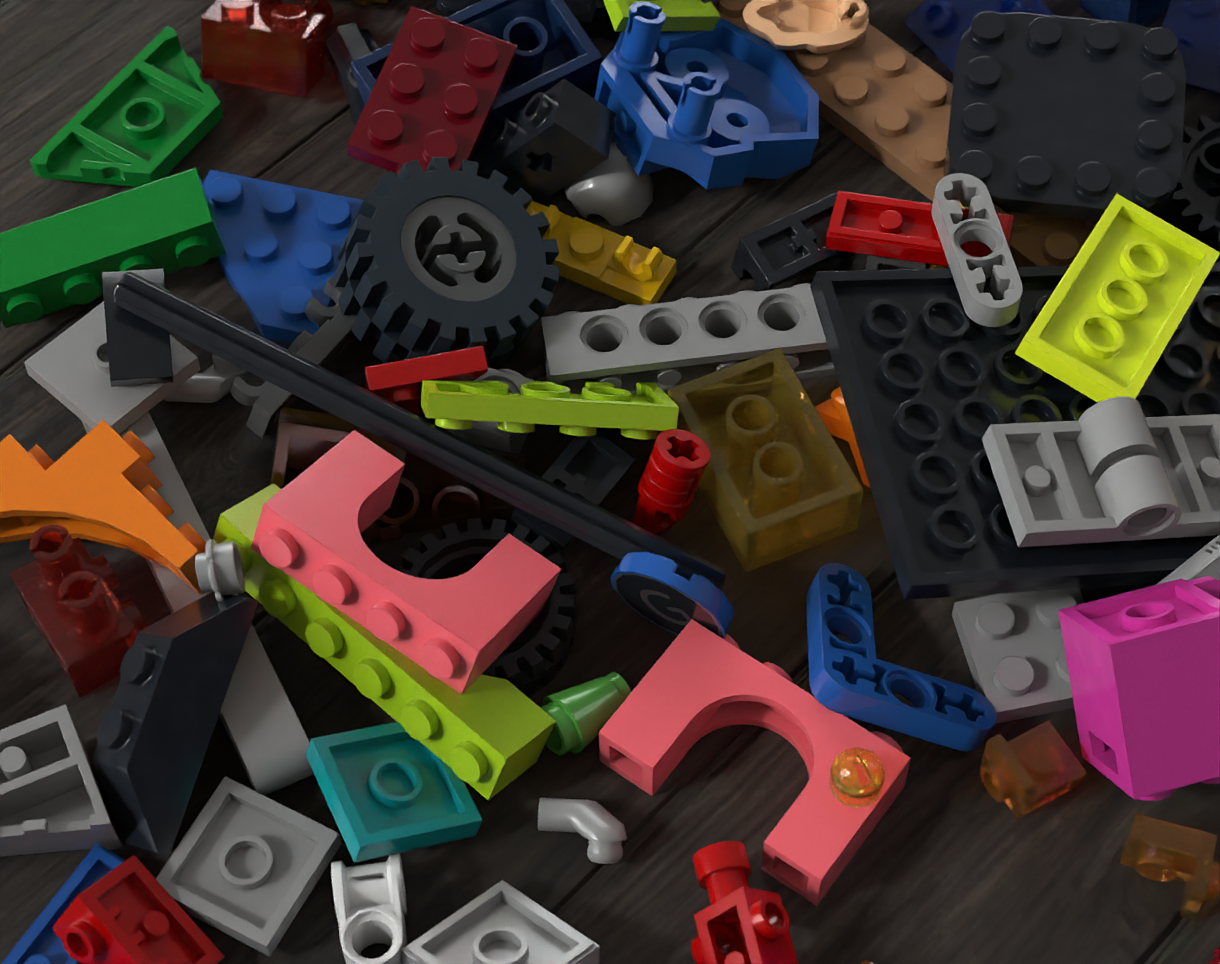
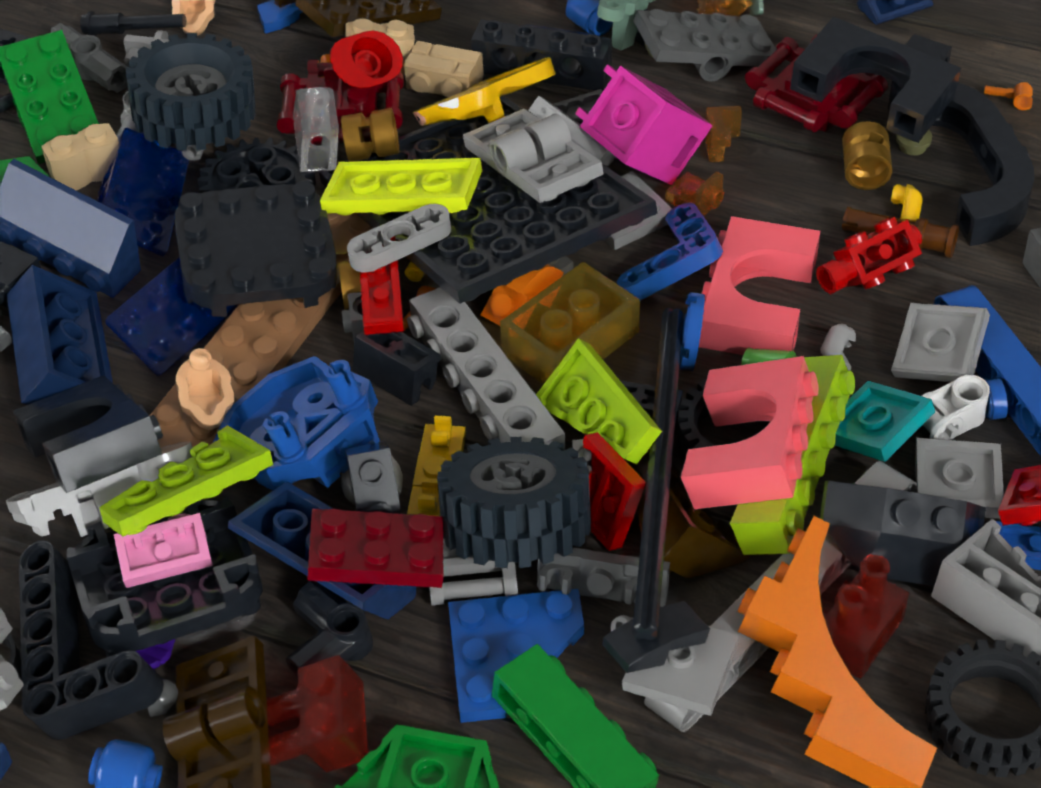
camera: 110 degrees left, 10 degrees down
(220, 569) = (816, 502): light grey plate -> none
(670, 479) = (614, 348): red hinge -> none
(846, 783) = (763, 226): hinge -> none

